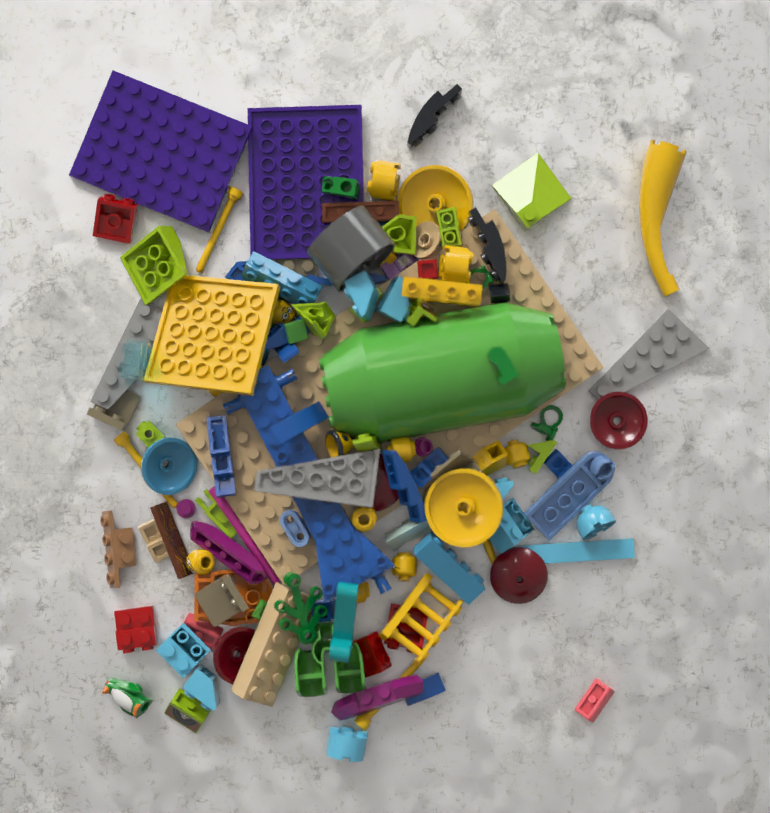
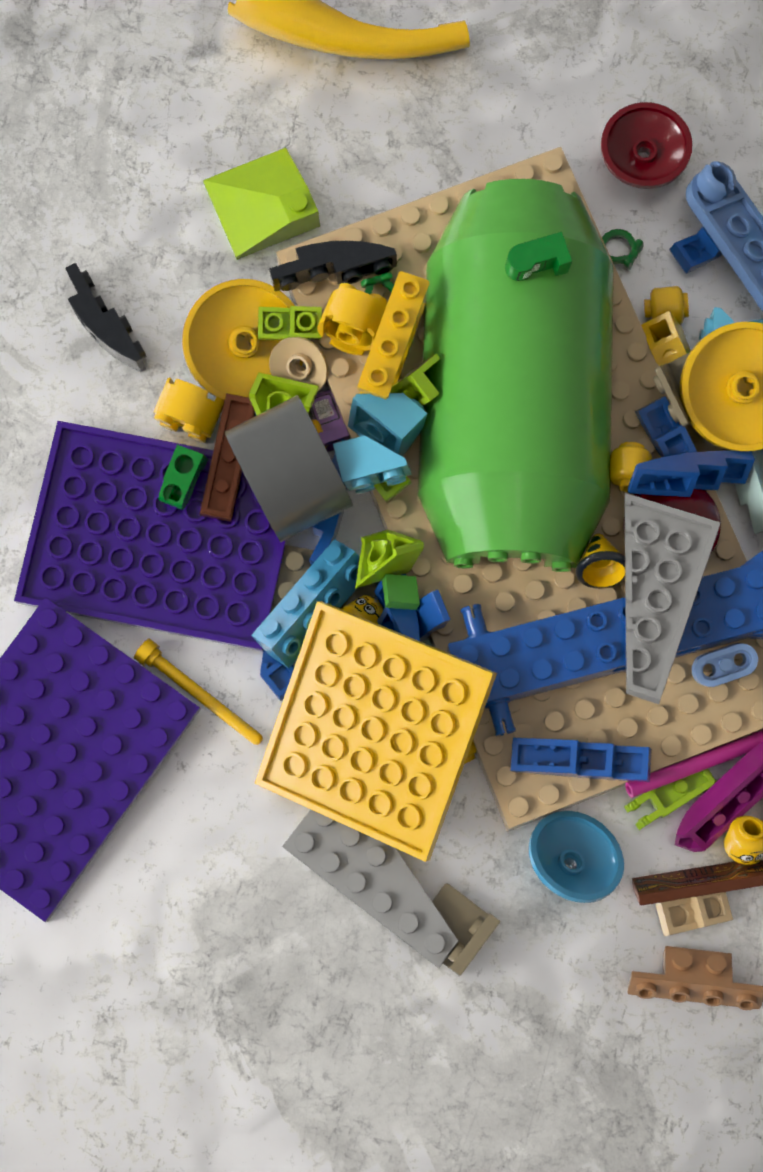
camera: 70 degrees left, 10 degrees down
(115, 218) = (139, 858): red plate -> none
(124, 441) = (516, 927): yellow piece -> none
(135, 360) = (387, 869): clear light blue slope -> none
(155, 263) = (232, 805): lime slope -> none
(157, 434) = (520, 866): lime brick -> none
(186, 508) = (650, 847): magenta plate -> none
(298, 423) = (558, 612): blue slope -> none
(364, 518) = (732, 547): yellow head -> none
(366, 443) = (611, 513): lime slope -> none
(423, 447) = (632, 431): magenta plate -> none
(427, 269) = (347, 368): red tile -> none
(499, 293) = (413, 262): black slope -> none
(543, 450) = (672, 267): lime slope -> none
(550, 434) = (643, 254): green piece -> none
(656, 351) = (550, 78): light grey wing -> none

